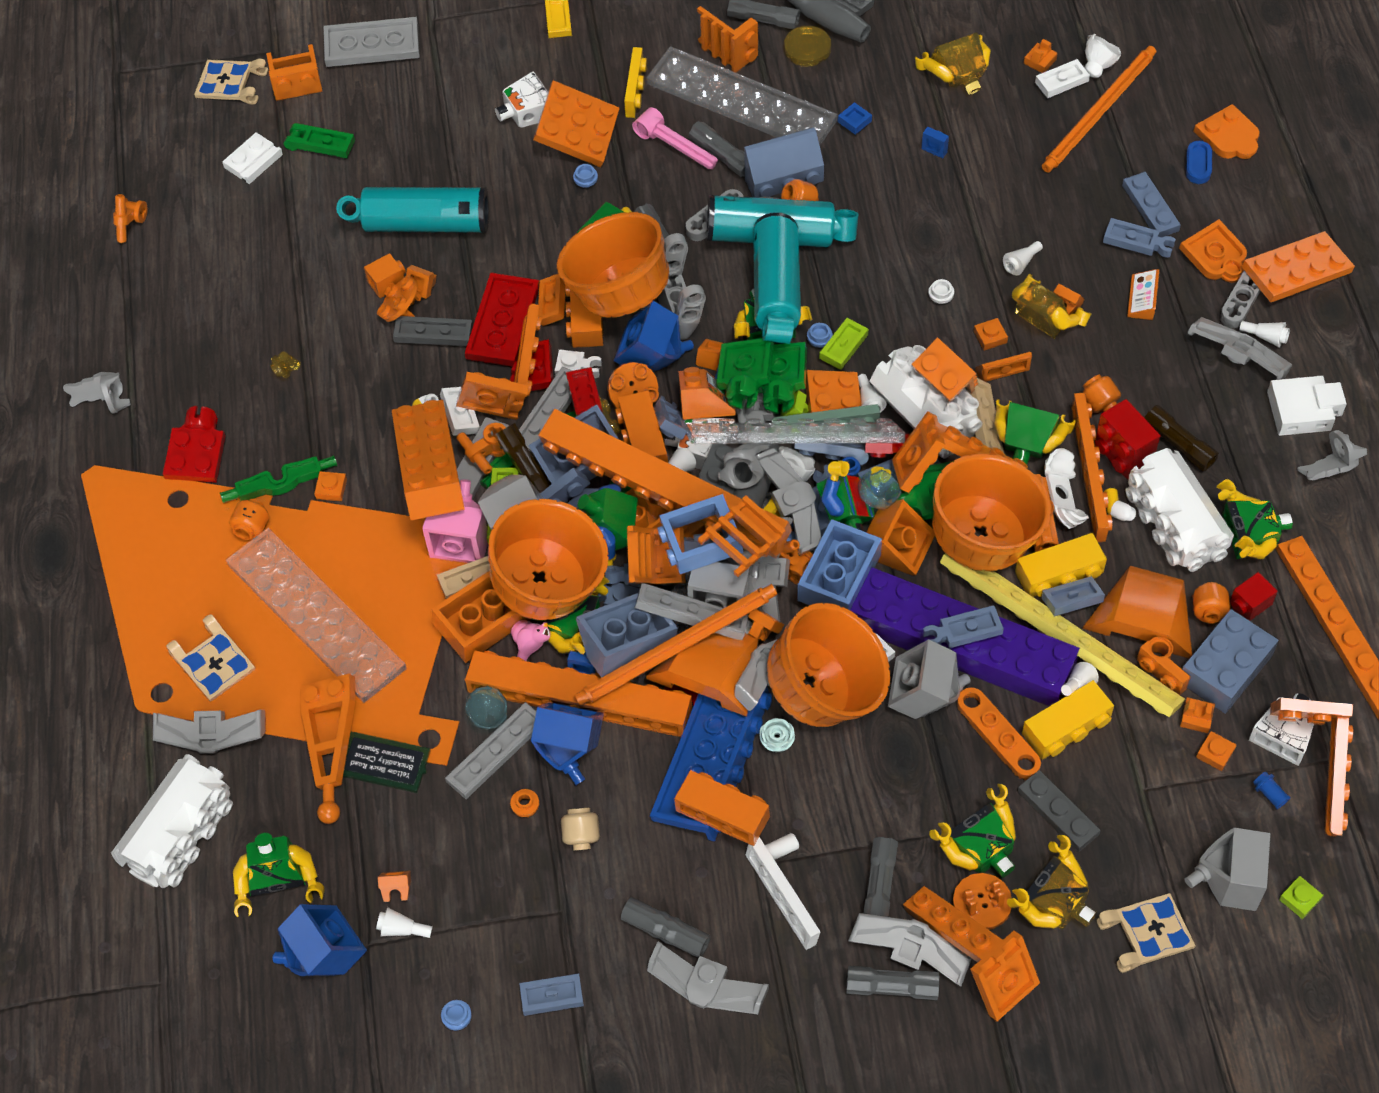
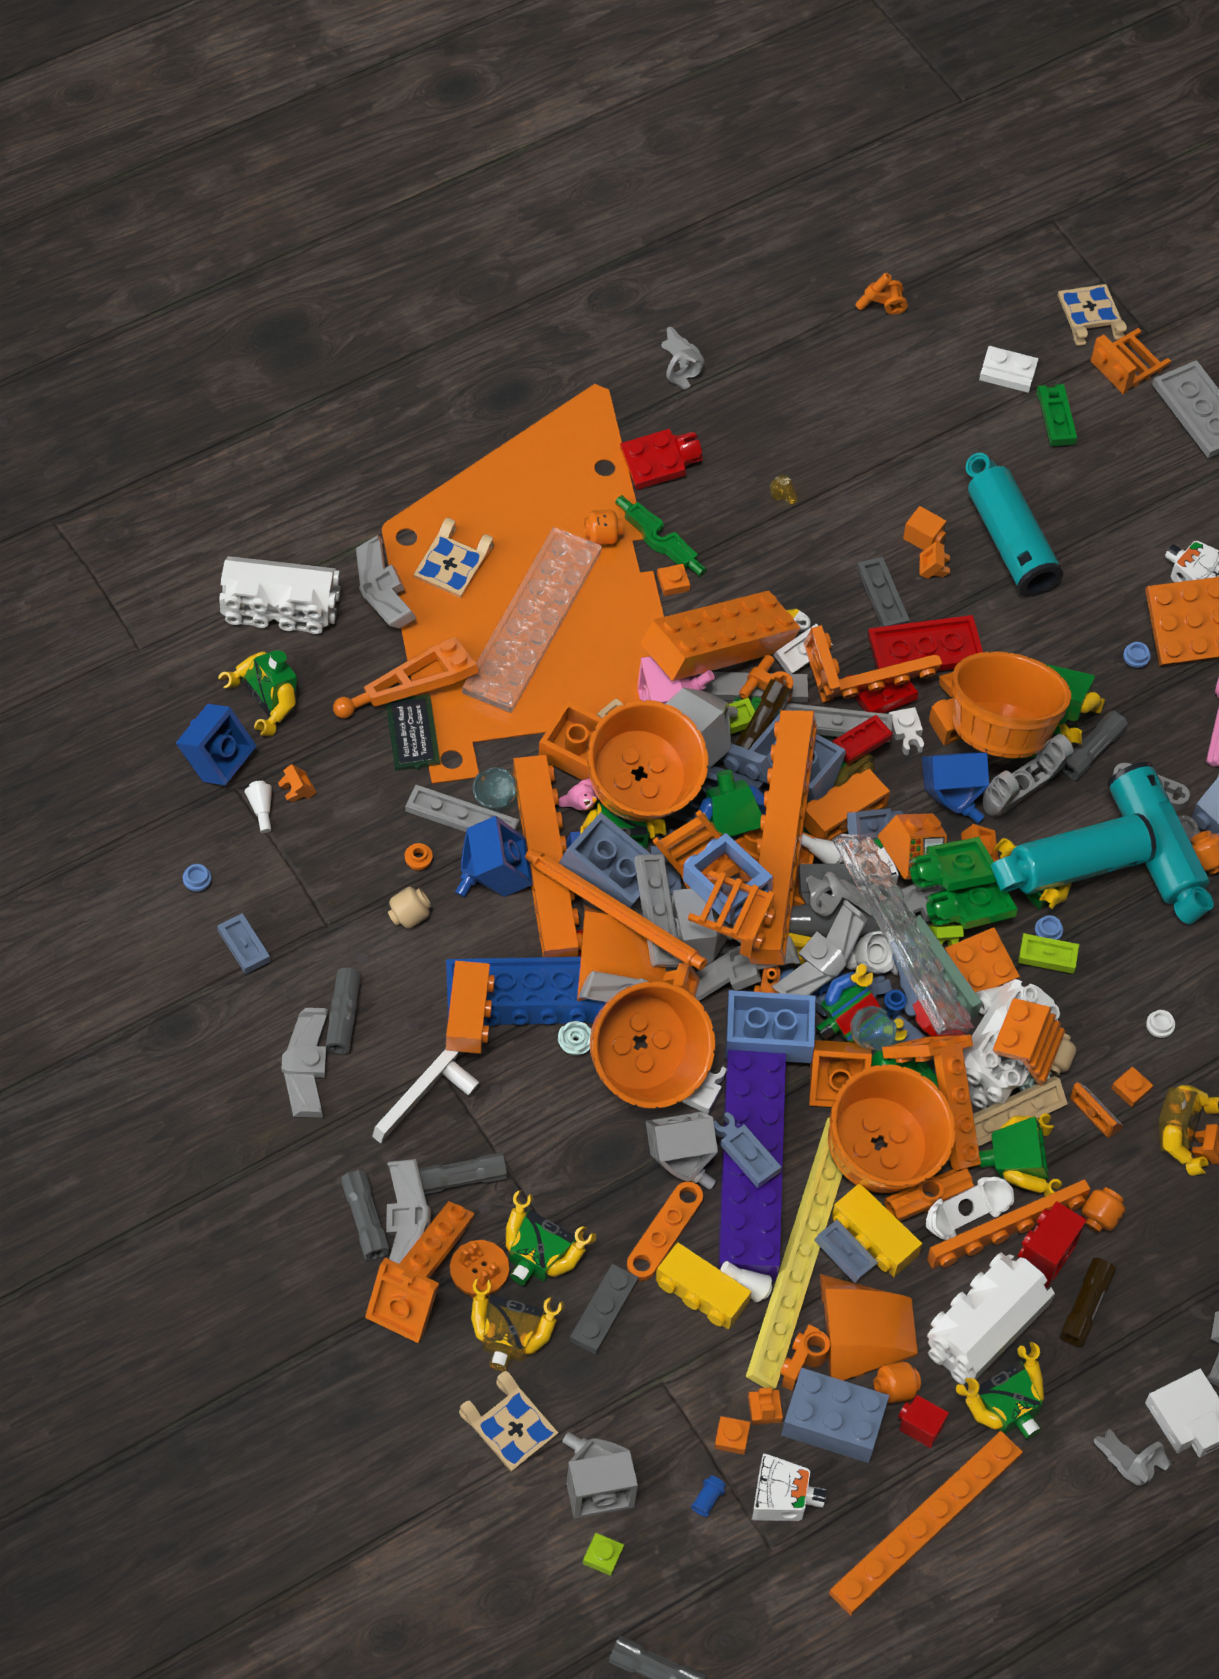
camera: 60 degrees right, 0 degrees up
(398, 299) = (908, 548): orange plate -> none
(639, 374) = (907, 790): orange plate -> none
(1117, 508) = (973, 1264): white arm -> none
(1339, 760) = (753, 1539): bracket -> none

